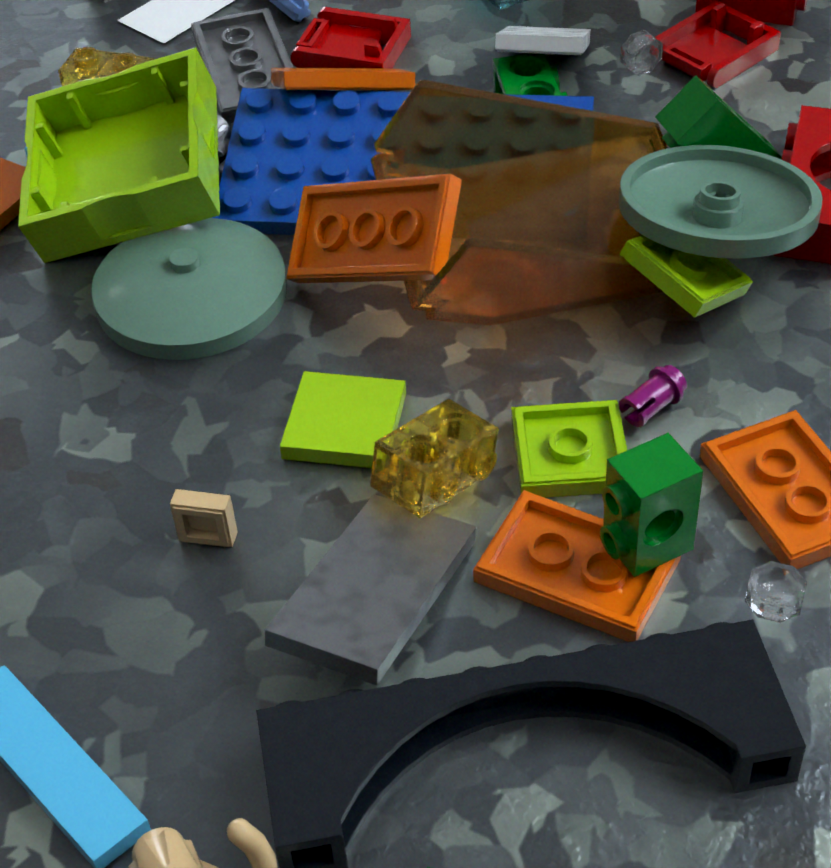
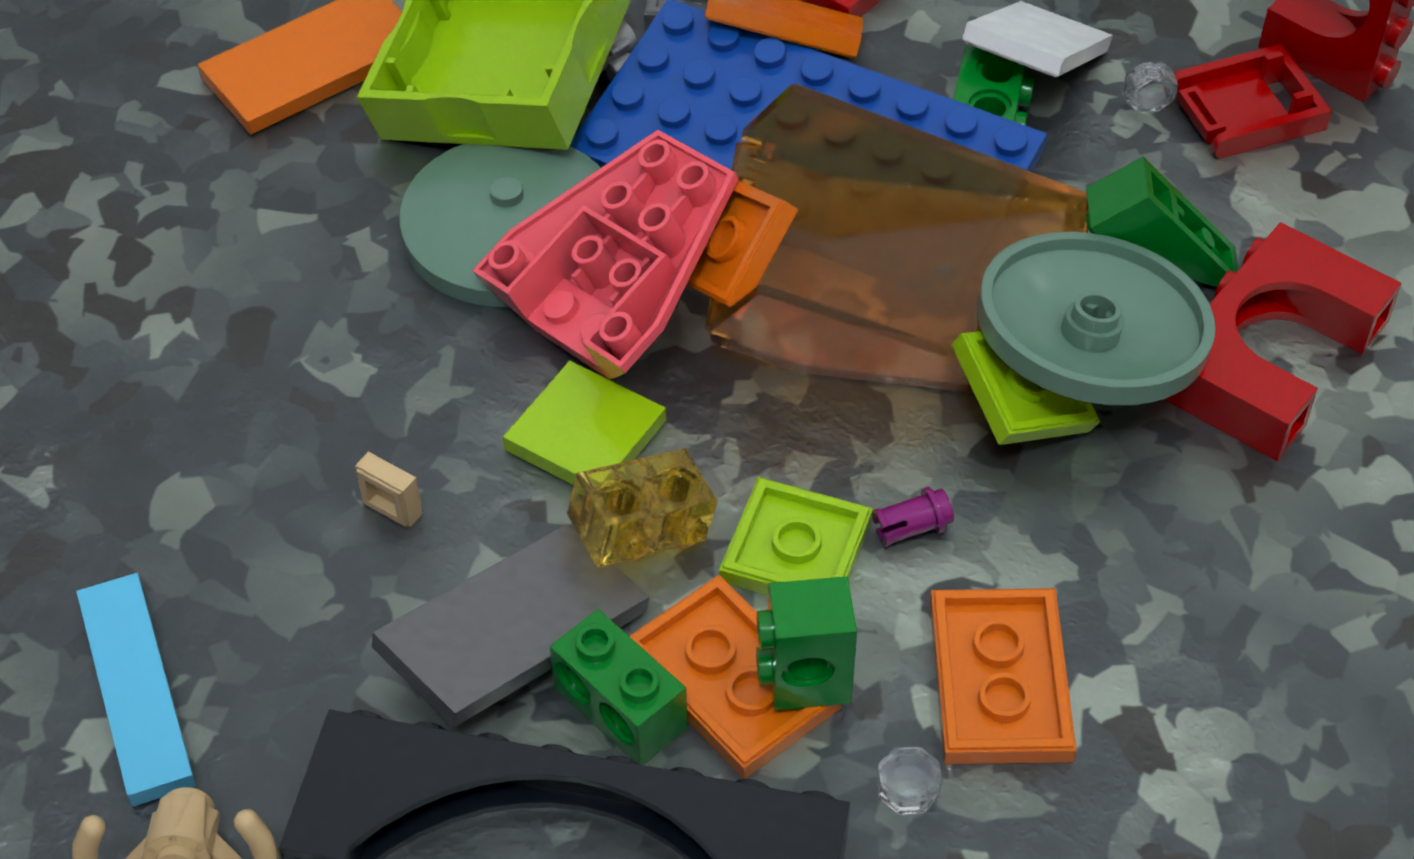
camera: 20 degrees right, 5 degrees up
(309, 275) = (612, 252): none -> coral wedge
(496, 602) = (619, 687): none -> green brick

